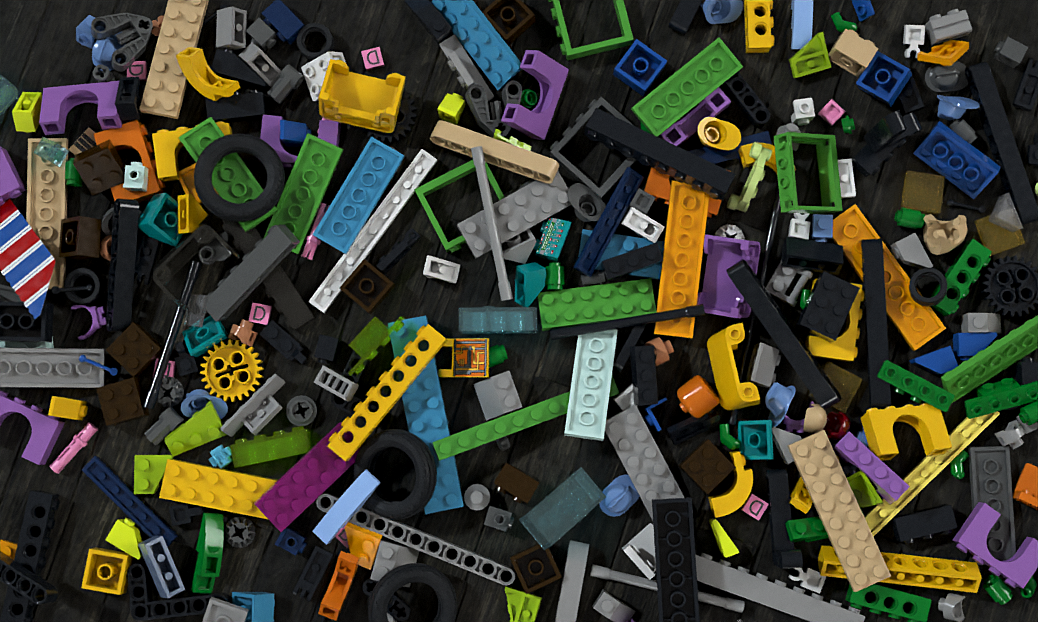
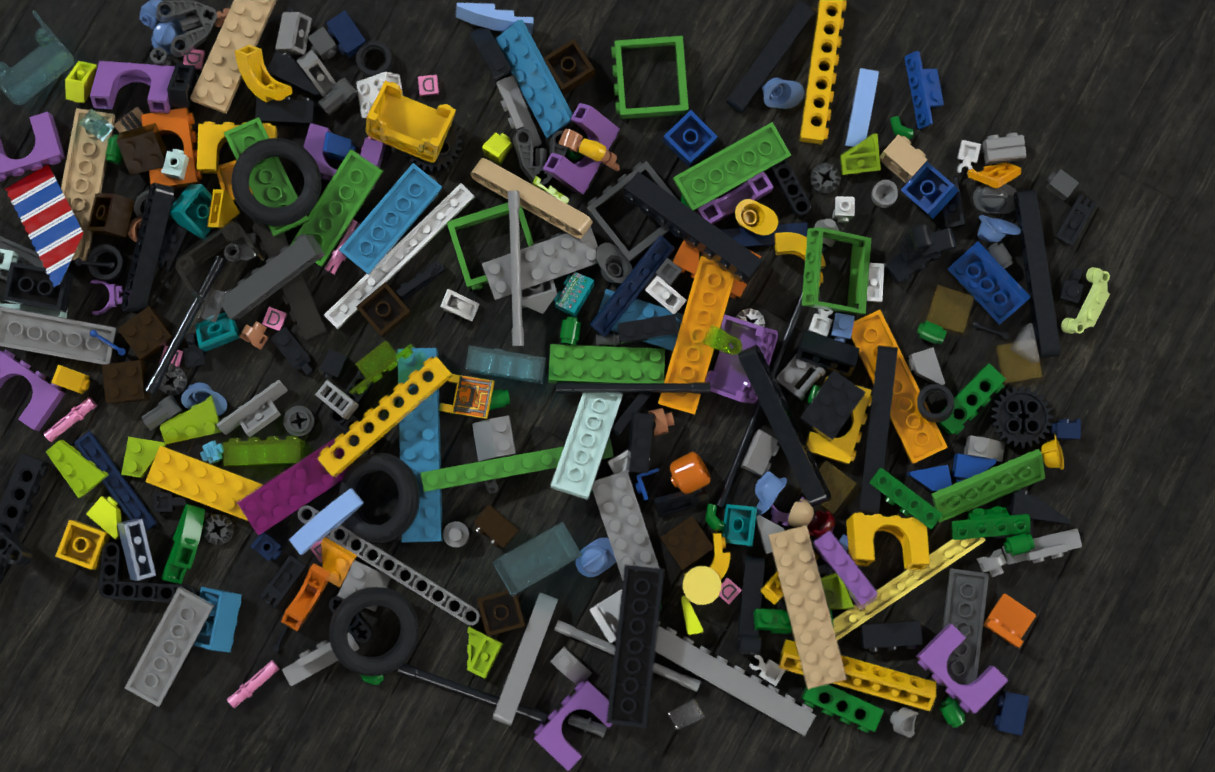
camera: 10 degrees right, 0 degrees up
(87, 496) = (76, 470): none -> lime wing
(237, 387) = (235, 353): yellow gear -> none
(499, 518) = (474, 559): dark grey brick -> none
(529, 282) = (543, 332): teal slope -> none
(544, 93) = (588, 148): none -> piece
(706, 260) = (720, 340): none -> clear neon green piece
(730, 391) = (723, 476): yellow windscreen -> none
(730, 506) = (701, 585): none -> light yellow tile
(757, 174) = (768, 288): yellowish green plate -> none
(770, 87) = (827, 186): none -> dark grey gear
(831, 112) = (873, 215): bright pink tile -> none
(839, 90) = (884, 193): none -> light grey piece
(848, 124) = (887, 229): green plate -> none
(944, 236) = (962, 355): tan piece -> none
(956, 465) = (934, 583): green arm -> none
(1029, 589) = (984, 714): green arm -> none

